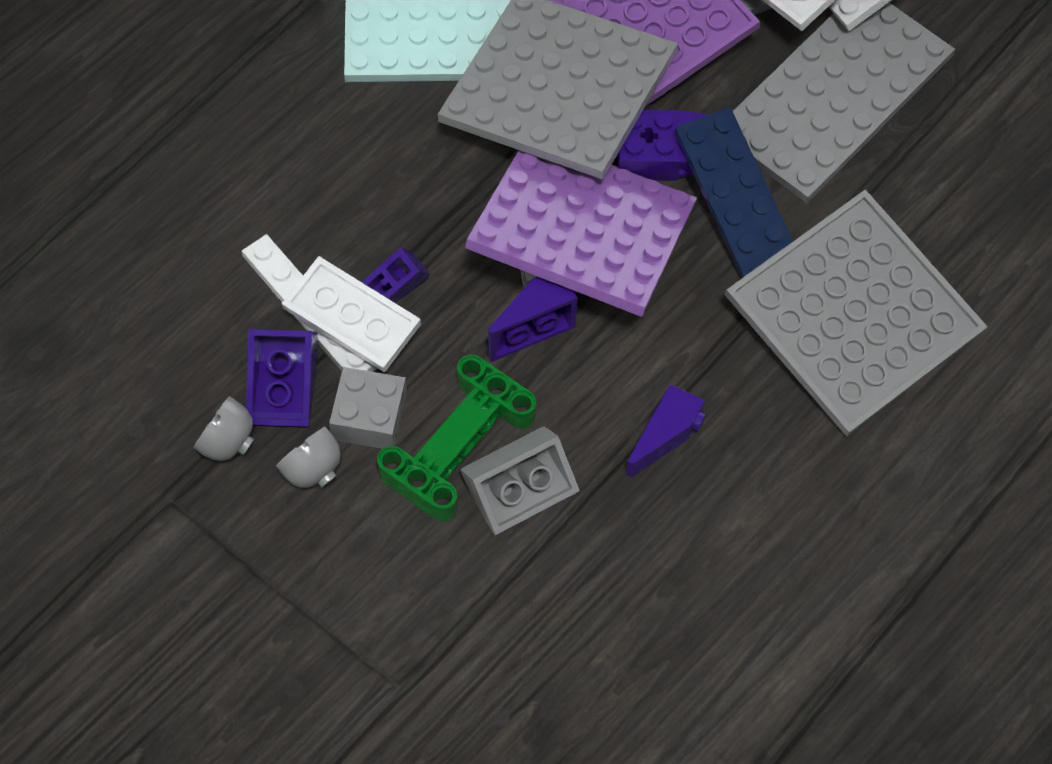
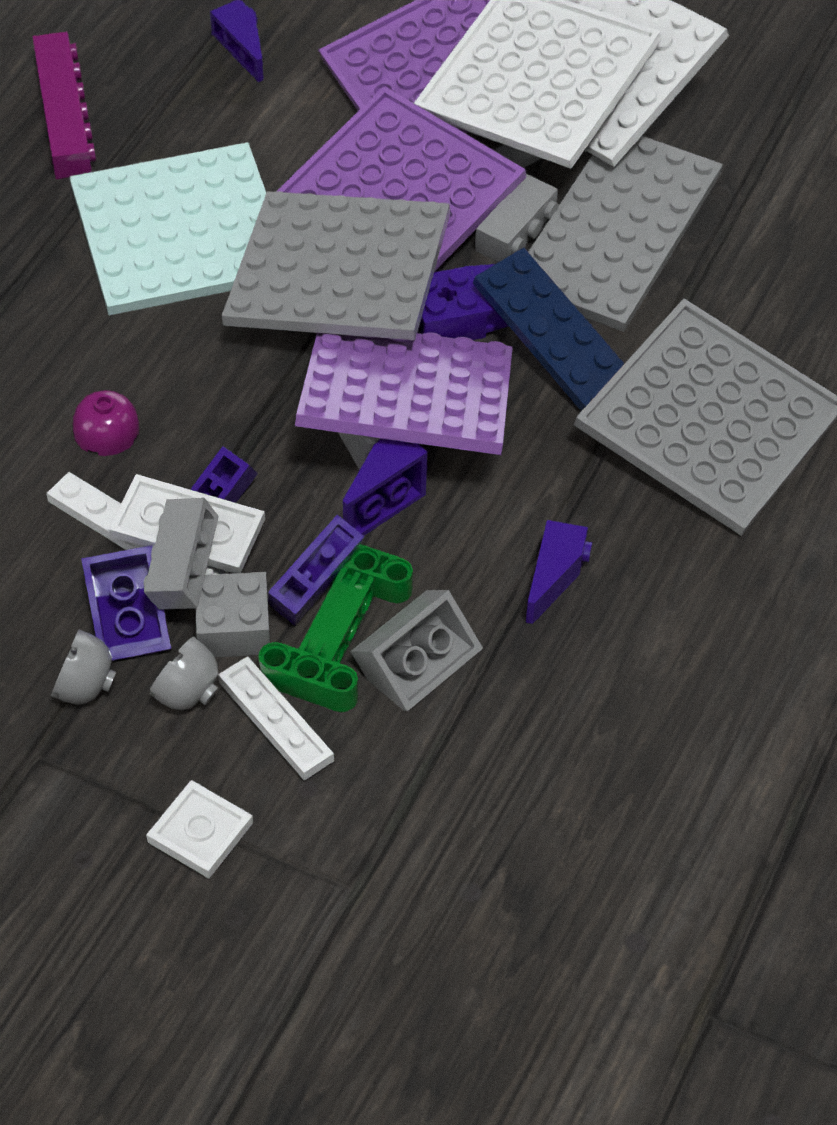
camera: 15 degrees left, 10 degrees down
(285, 602) = (200, 829): none -> white plate
(311, 193) = (105, 423): none -> magenta cylinder
(334, 346) = (181, 553): none -> light grey brick
(379, 515) = (276, 718): none -> white plate
(449, 385) = (314, 570): none -> dark purple slope
(740, 67) = (516, 219): none -> light grey brick

